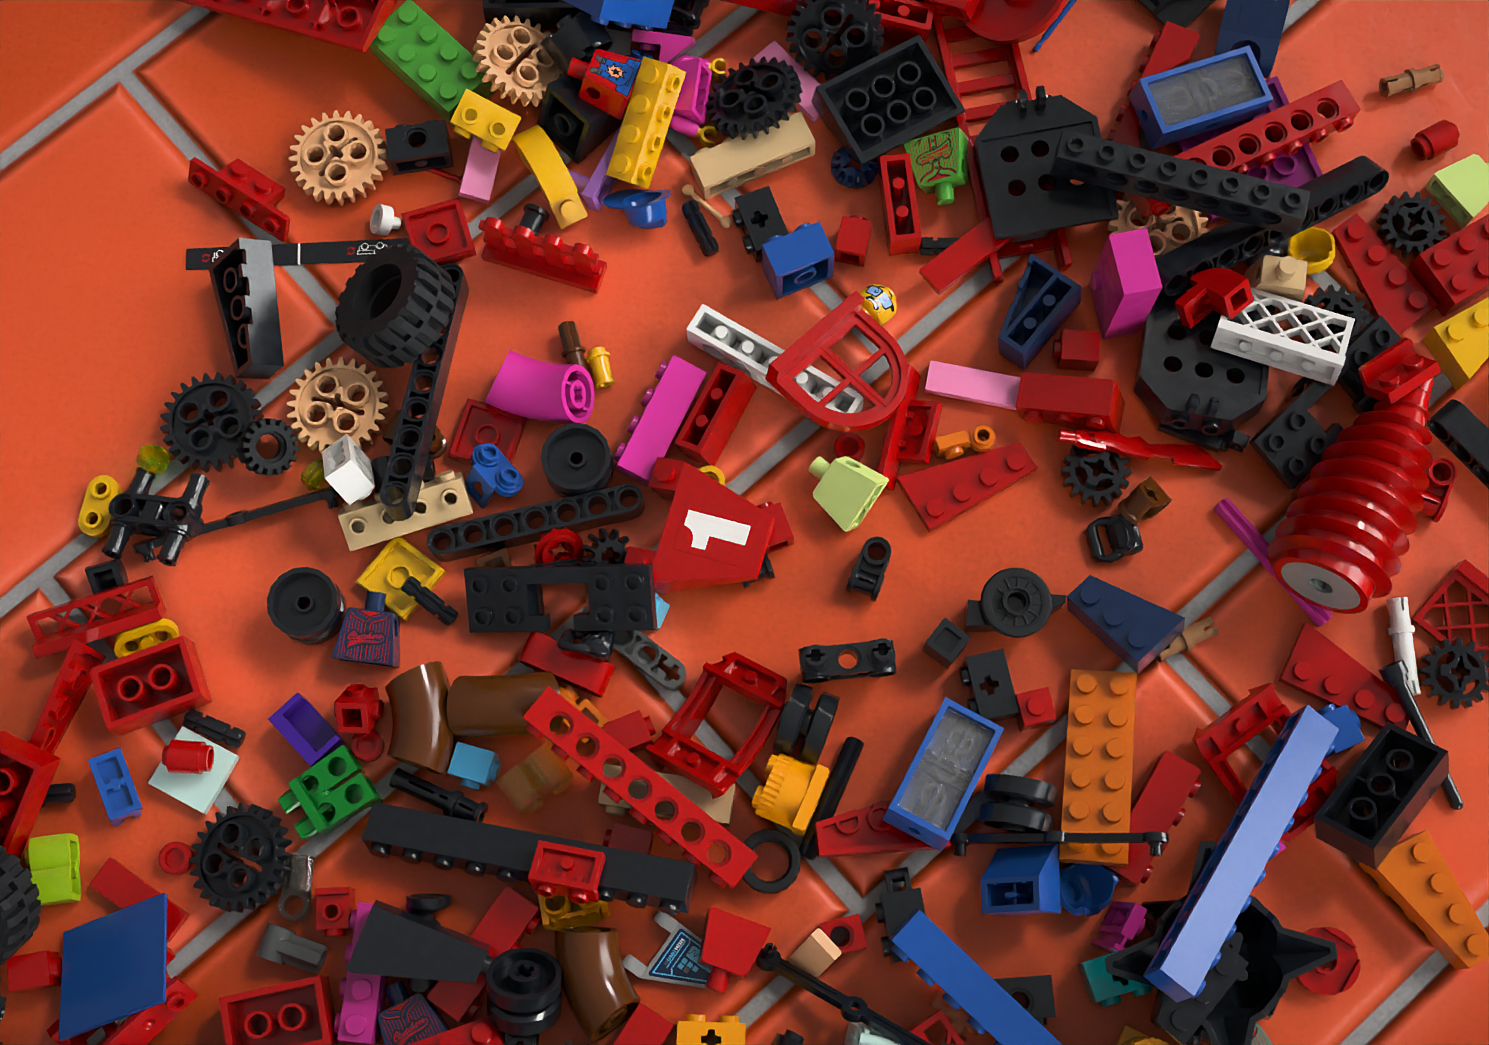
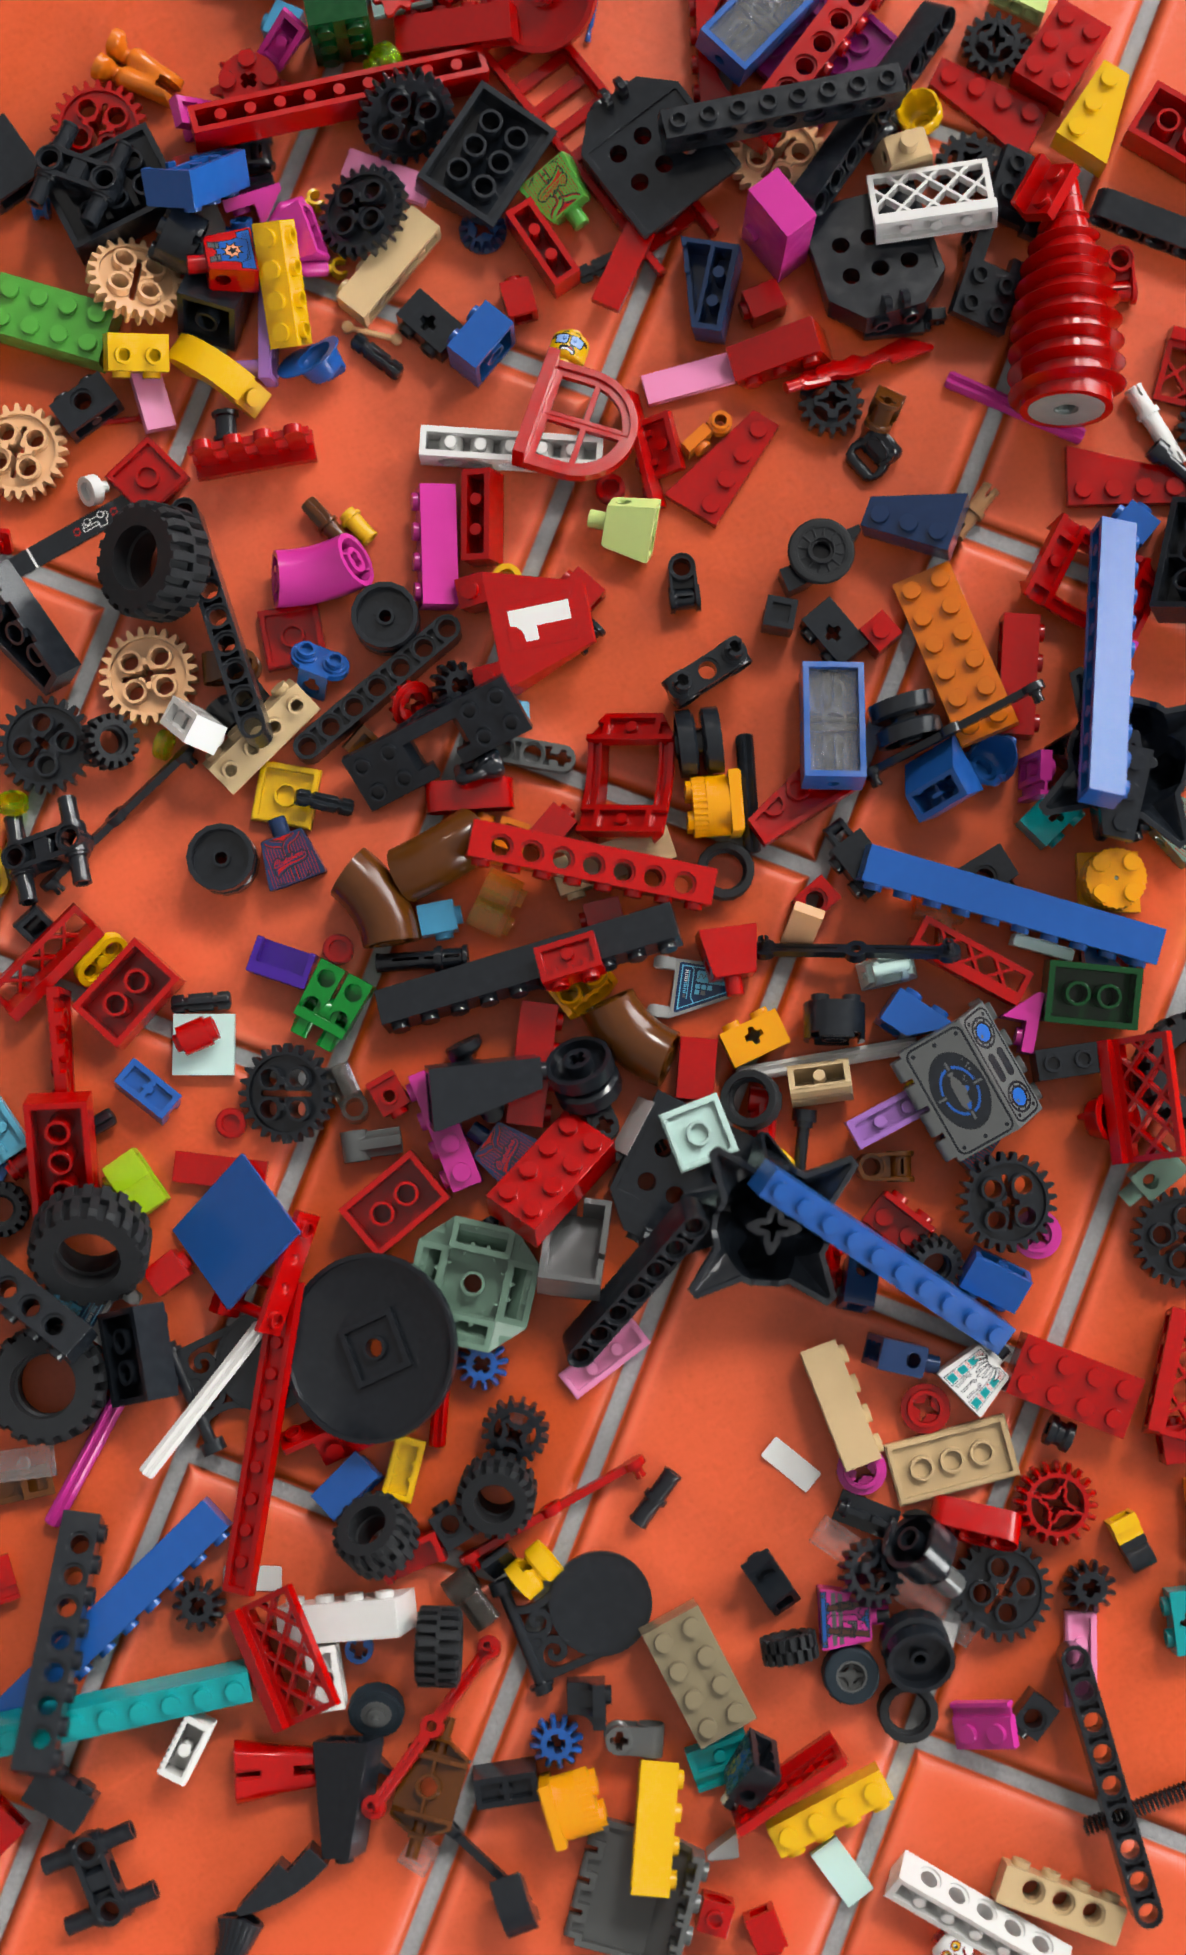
camera: 30 degrees left, 10 degrees up
(358, 709) = (316, 922): red brick -> none
(1214, 290) = (858, 191): red brick -> none

